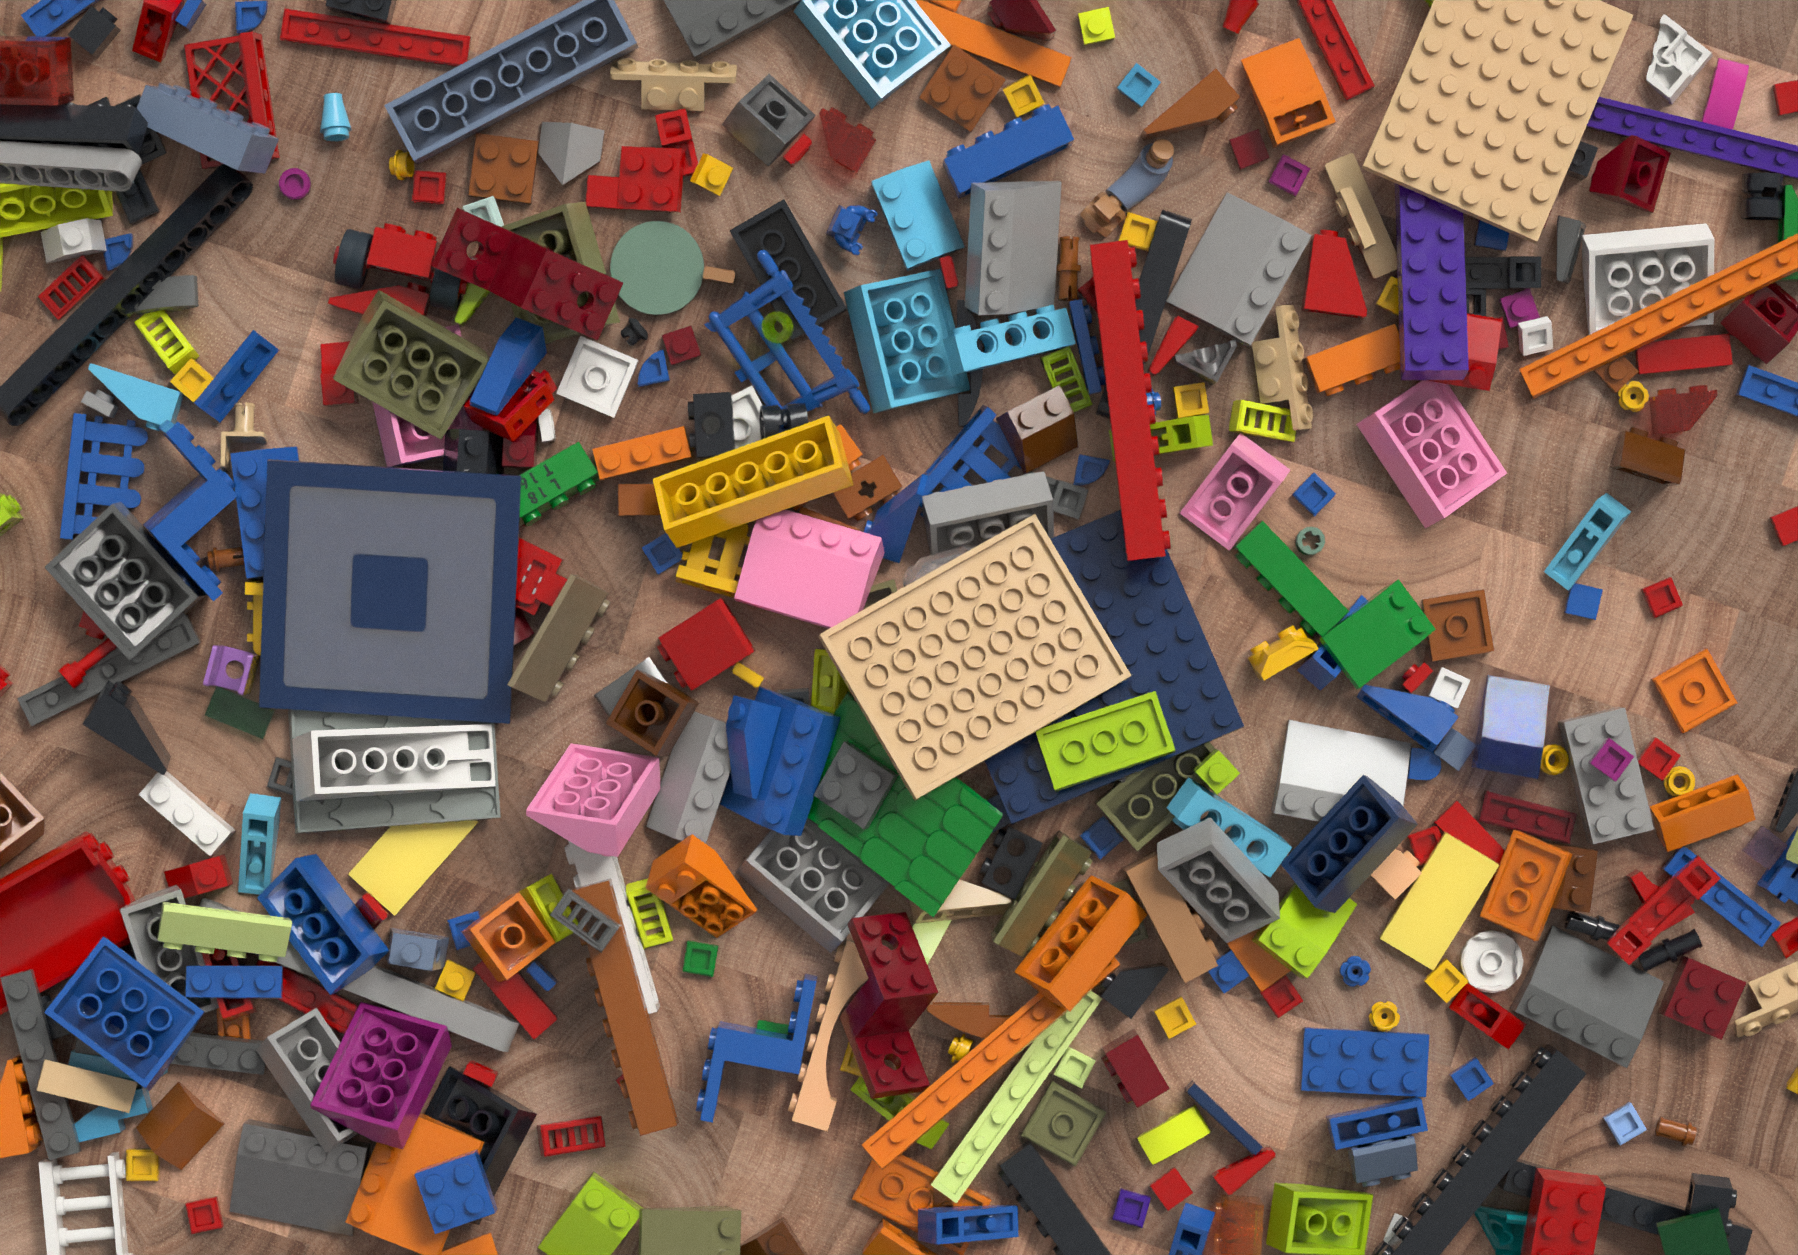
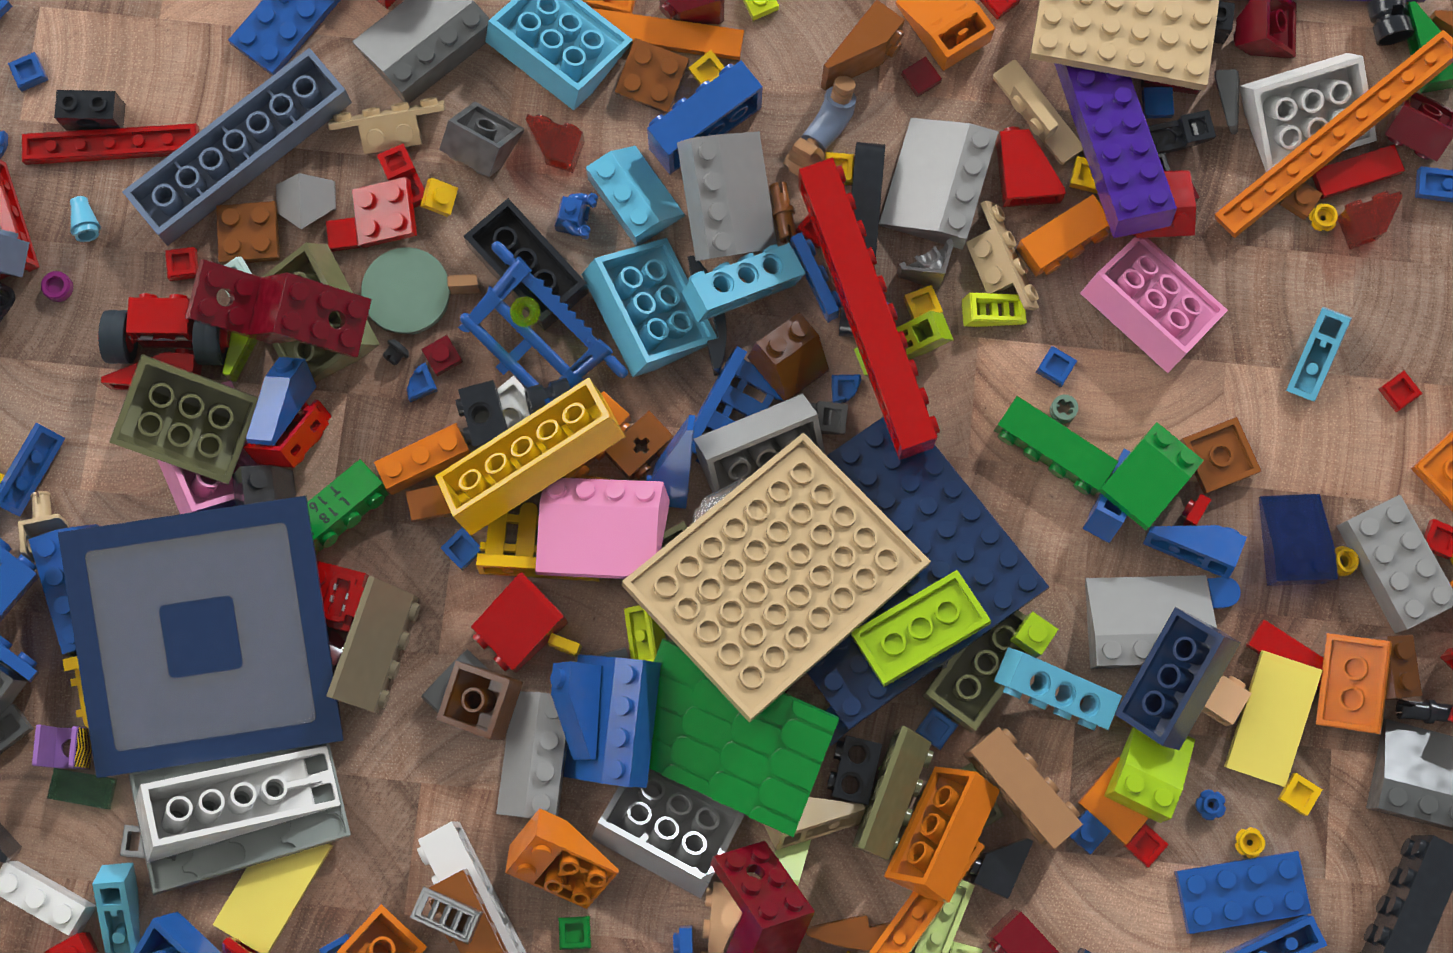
camera: 15 degrees left, 10 degrees down
(224, 558) = (41, 643): dark orange pin -> none
(332, 391) = (122, 462): red arch -> none
(401, 165) = (152, 247): yellow plate -> none
(523, 451) = (309, 475): dark red slope -> none
(543, 899) = (401, 907): neon yellow slope -> none
(547, 426) = (329, 453): white tile -> none
(597, 377) = (368, 399): white plate -> none
(597, 797) = (439, 792): bright pink slope -> none
(639, 888) = (505, 903): neon yellow slope -> none
(798, 150) = (514, 159): red tile -> none
(856, 785) = (689, 724): dark grey plate -> none
(948, 272) = (674, 237): red tile -> none
(1060, 355) = (805, 296): lime slope -> none
(1138, 85) = (809, 41): dark azure plate -> none
(1175, 1017) = (1049, 888): yellow plate -> none
(1176, 336) = (897, 248): red slope -> none
(1218, 880) = (1061, 740): light grey brick -> none
(1235, 491) = (983, 378): bright pink slope -> none
(1274, 657) = (1070, 508): yellow slope -> none
(1289, 175) = (962, 91): magenta tile -> none
(1424, 842) = (1244, 665): red tile -> none
(1449, 687) = (1228, 513): white plate -> none
(1454, 749) = (1249, 571): sand blue tile -> none
(1471, 1079) = (1350, 885): blue plate -> none
(1487, 1016) = (1350, 819): red slope -> none
(1491, 961) = (1337, 766): white tile -> none
(1519, 308) = (1199, 162): magenta plate -> none
(1527, 817) = (1340, 620): dark red tile -> none
(1535, 336) = (1221, 181): white plate -> none
(1583, 601) = (1329, 410): blue tile -> none
(1611, 759) = (1404, 542): magenta plate -> none
(1648, 458) = (1355, 267): reddish brown slope -> none

